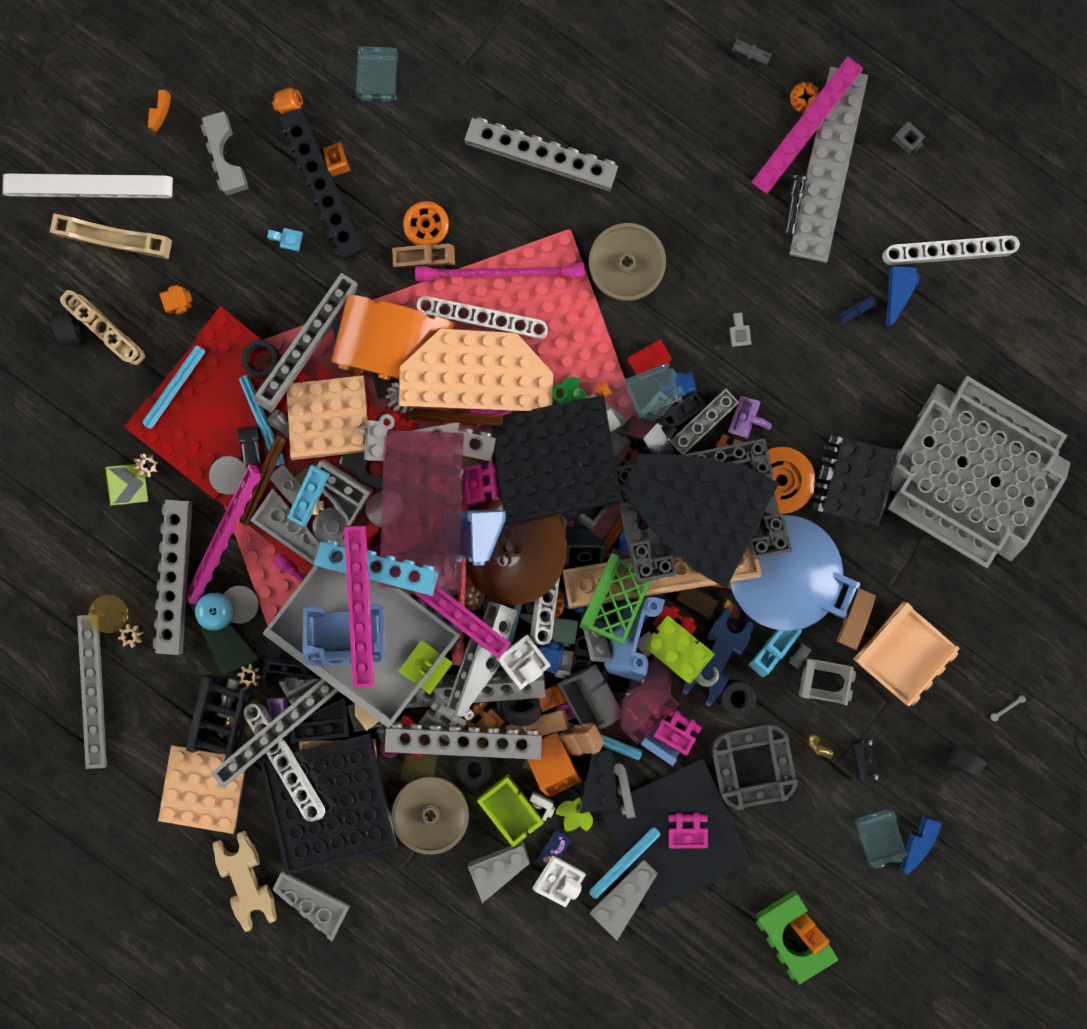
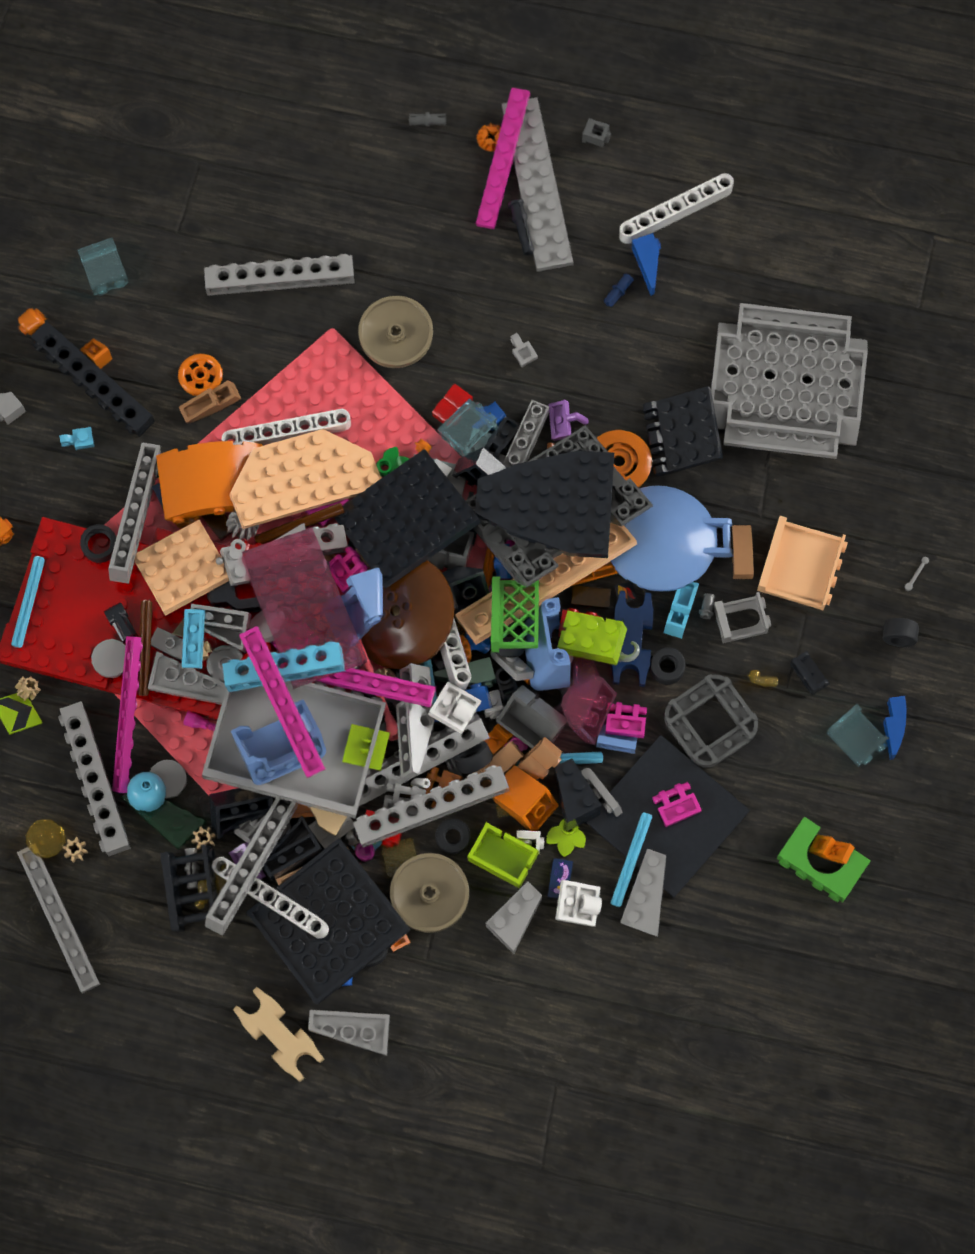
camera: 20 degrees left, 15 degrees down
(194, 795) = (201, 967): light nougat plate -> none
(259, 414) = (117, 592): medium azure axle -> none
(280, 422) = (139, 591): dark grey cone -> none
(425, 273) = (351, 358): dark pink hose -> none

